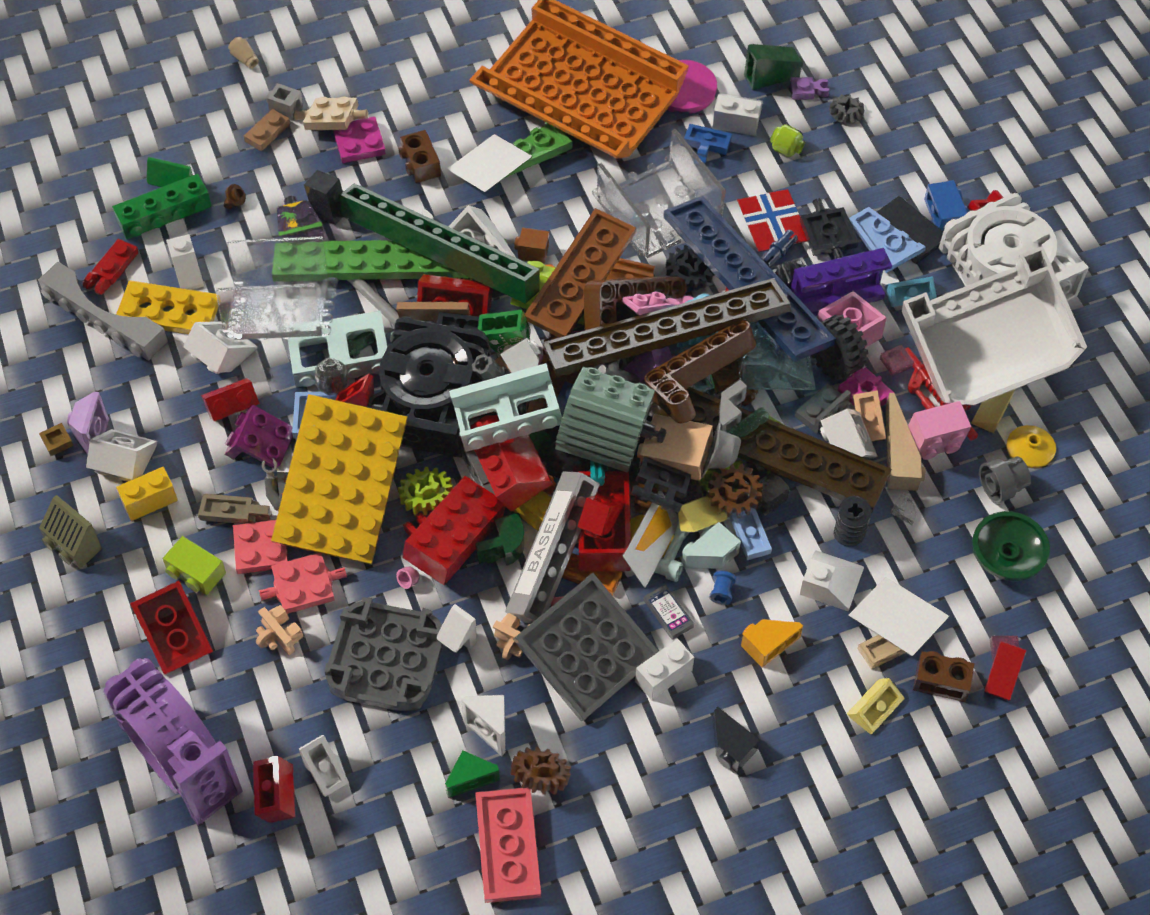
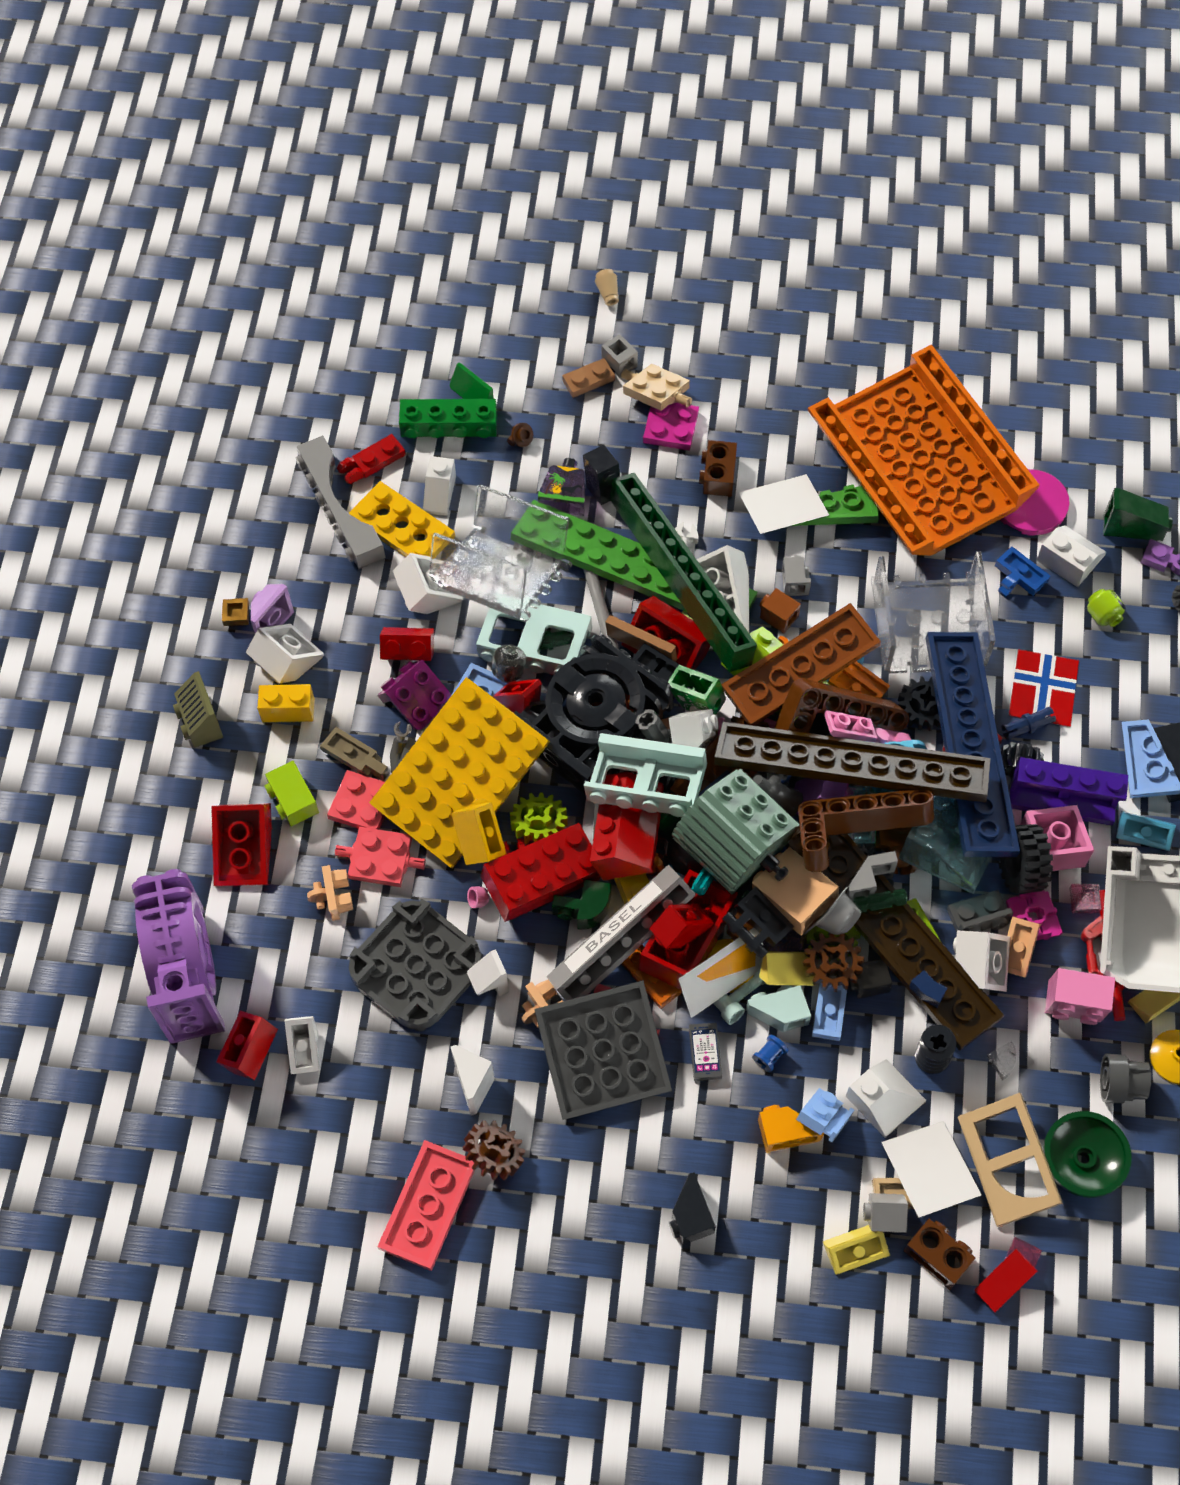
camera: 30 degrees right, 5 degrees up
(386, 519) = (478, 833): none -> yellow brick
(470, 773) = (428, 1119): green slope -> none
(530, 213) = (795, 576): none -> light grey brick
(664, 669) = (666, 1108): white brick -> none
(793, 612) = (825, 1114): none -> light blue plate
(824, 474) = (928, 989): none -> dark blue piece
(828, 230) = (1093, 726): black plate -> none
(886, 663) = (886, 1212): none -> light grey brick
(901, 450) = (1031, 1004): tan slope -> none
(968, 616) = (1003, 1204): none -> tan window

